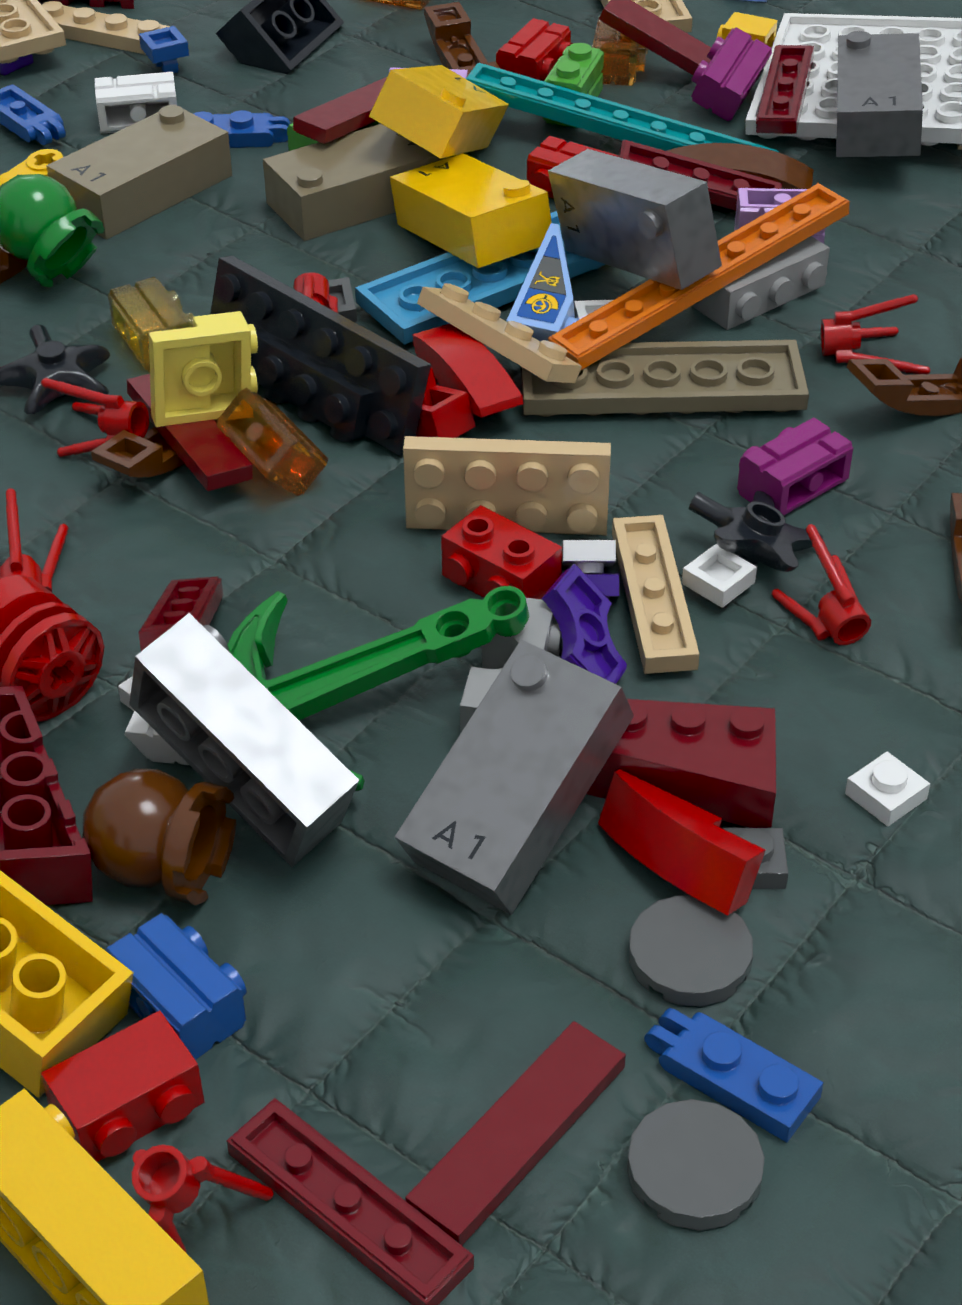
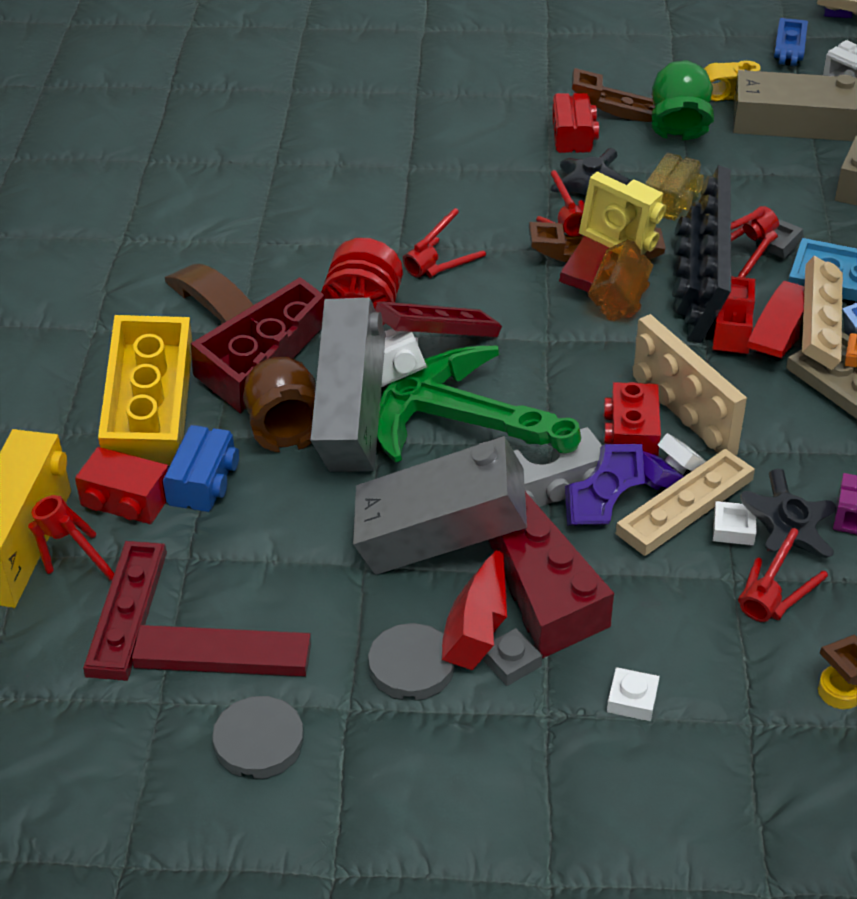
camera: 55 degrees right, 0 degrees up
(735, 1071) = (338, 727): blue hinge -> none

